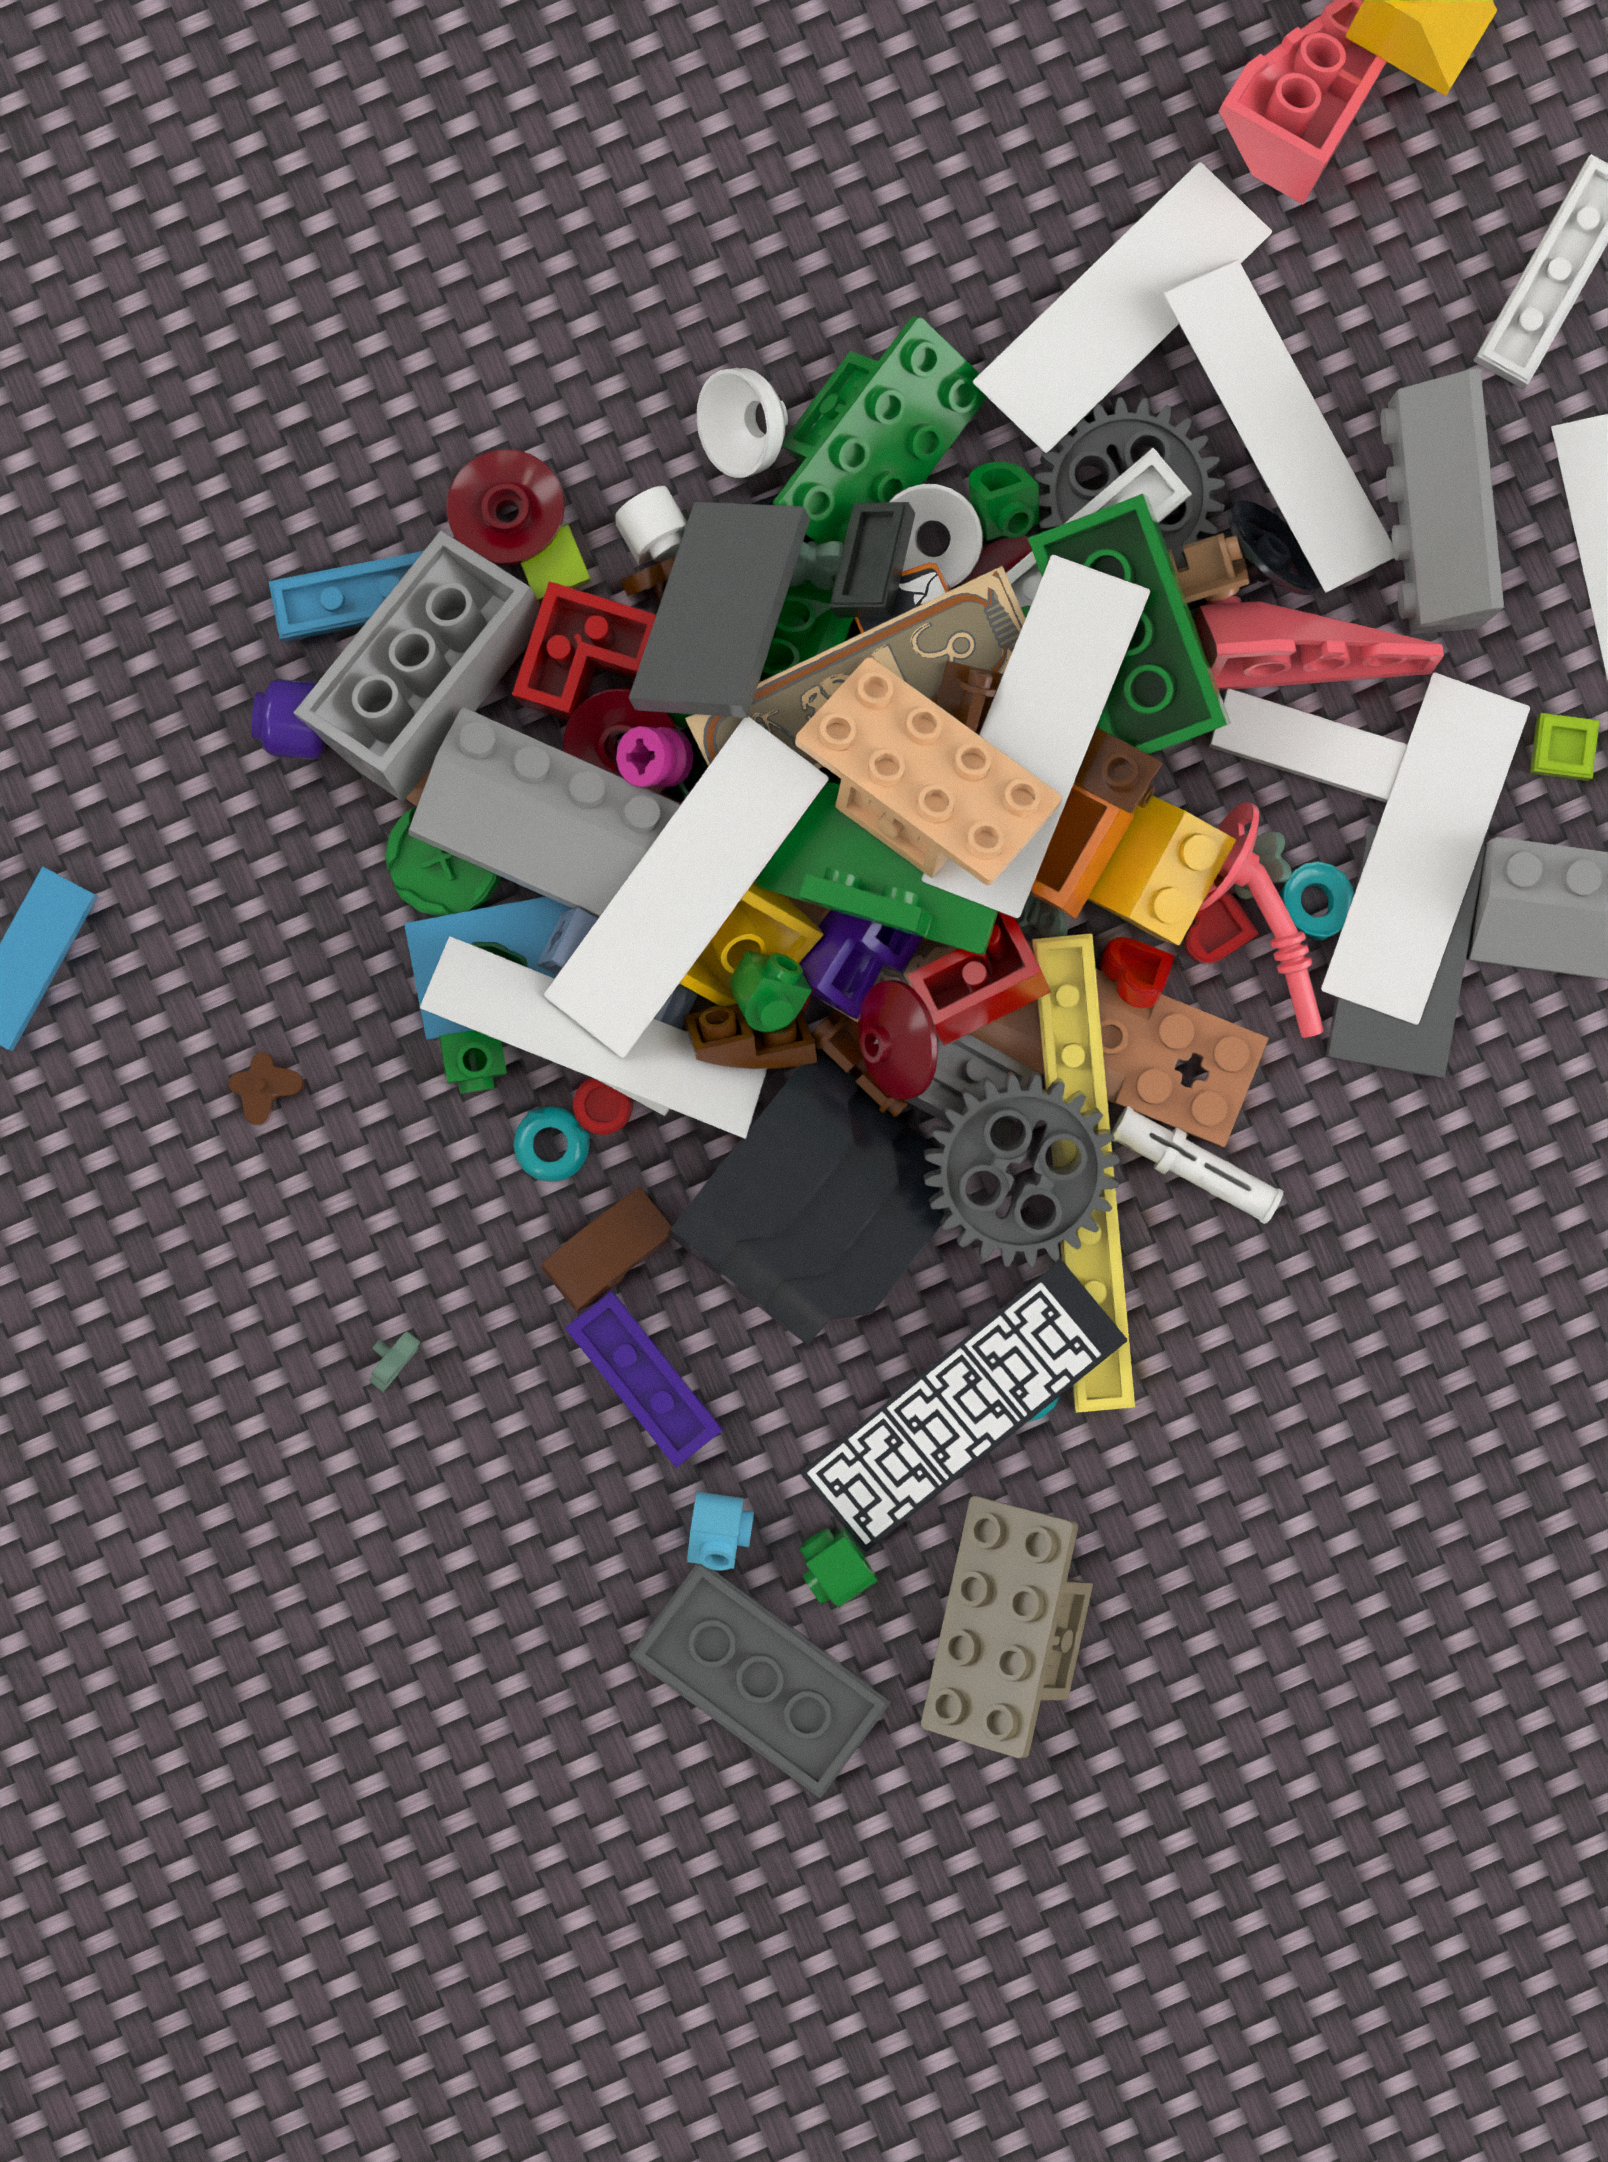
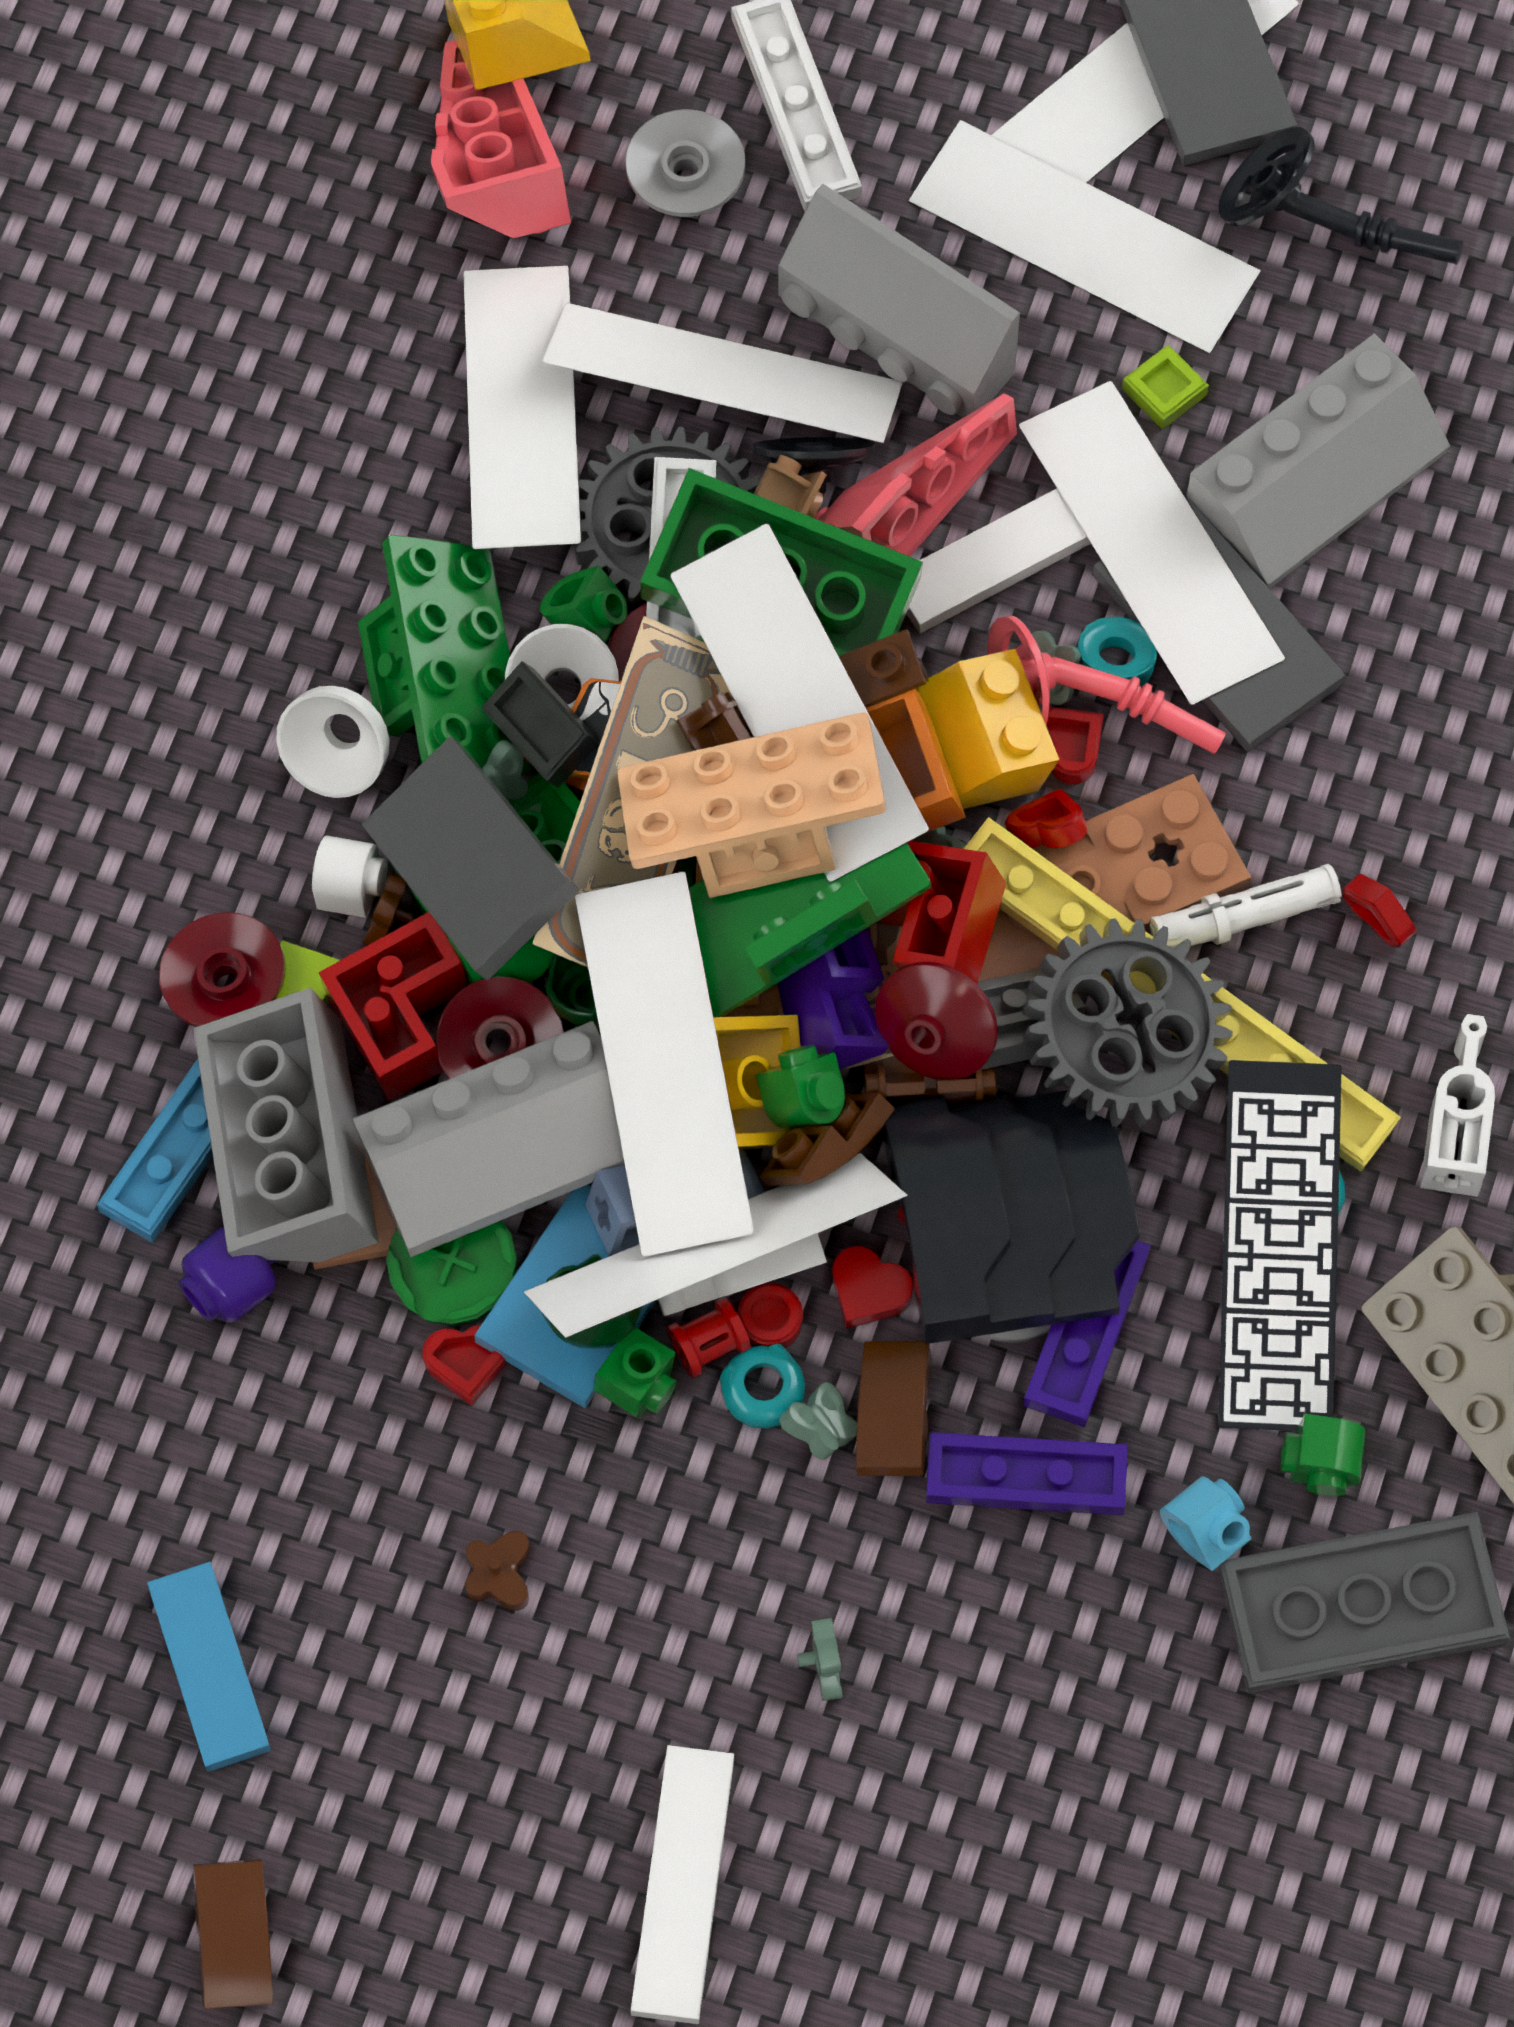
camera: 45 degrees left, 20 degrees down
(163, 1401) = (682, 1885): none -> white tile
(382, 927) = (461, 1363): none -> red tile
(545, 1081) = (708, 1337): none -> red bush
(555, 1210) = (820, 1422): none -> sand green piece
(664, 767) = (548, 1000): dark pink wheel -> none
(683, 1153) = (868, 1287): none -> red tile
(757, 1341) = (1080, 1352): none -> dark purple plate
(1154, 1444) = (1452, 1125): none -> white piece
(1279, 1257) = (1379, 909): none -> red tile
(1441, 218) = (682, 142): none -> light grey dish

